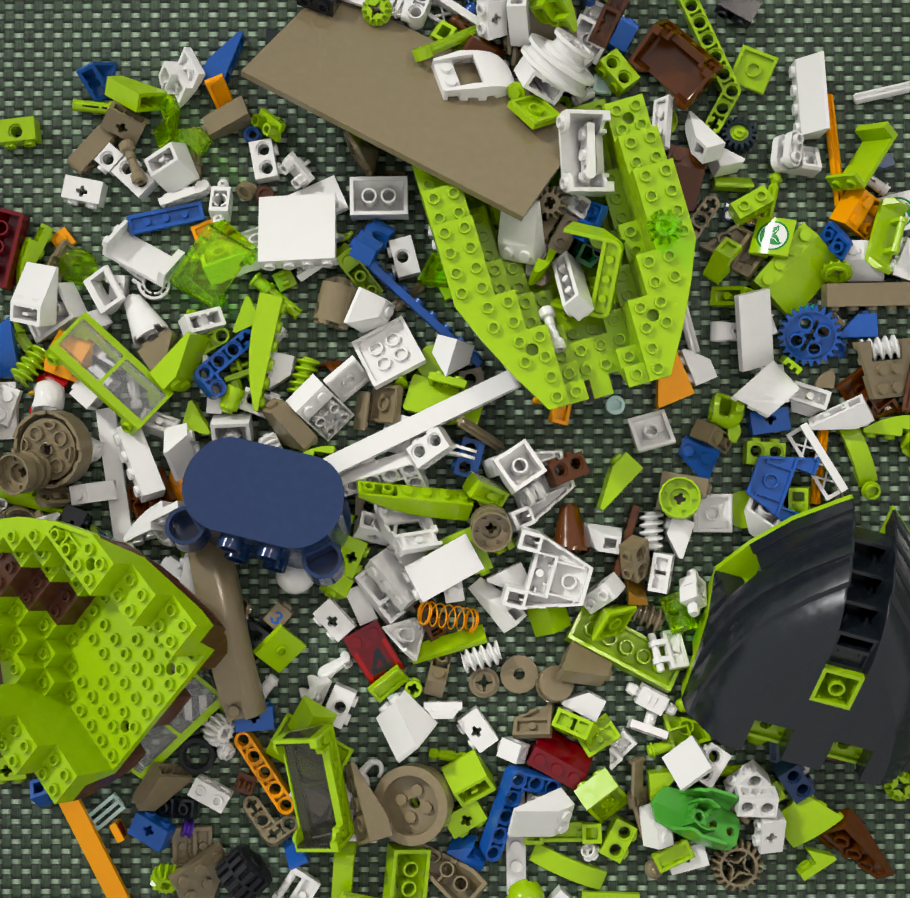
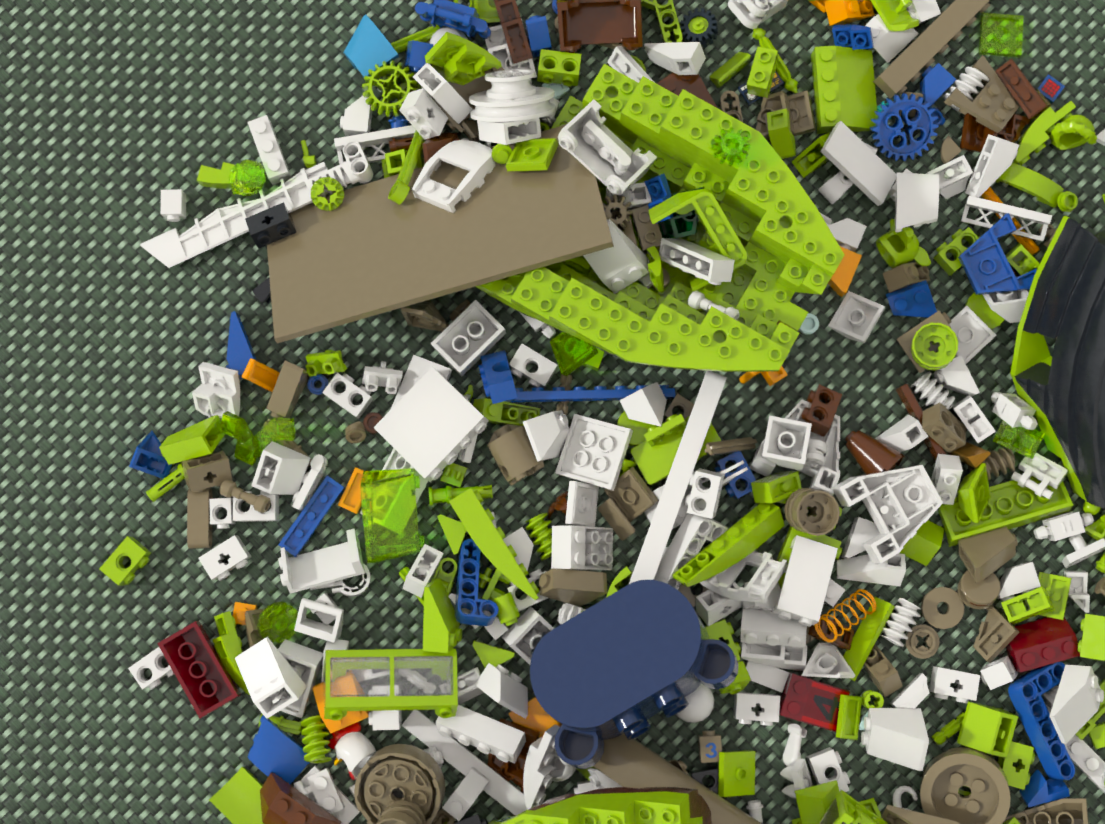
camera: 50 degrees left, 5 degrees down
(142, 320) = (374, 615): white cone -> none
(154, 351) = (410, 629): dark tan slope -> none
(221, 193) = (337, 453): white piece -> none
(618, 476) = (868, 379): lime slope -> none
(728, 164) = (714, 55): white slope -> none
(772, 237) = (803, 80): slope -> none
(779, 422) = (933, 234): blue brick -> none
(790, 364) = (912, 163): lime tile -> none
(831, 276) = (873, 67): lime gear -> none

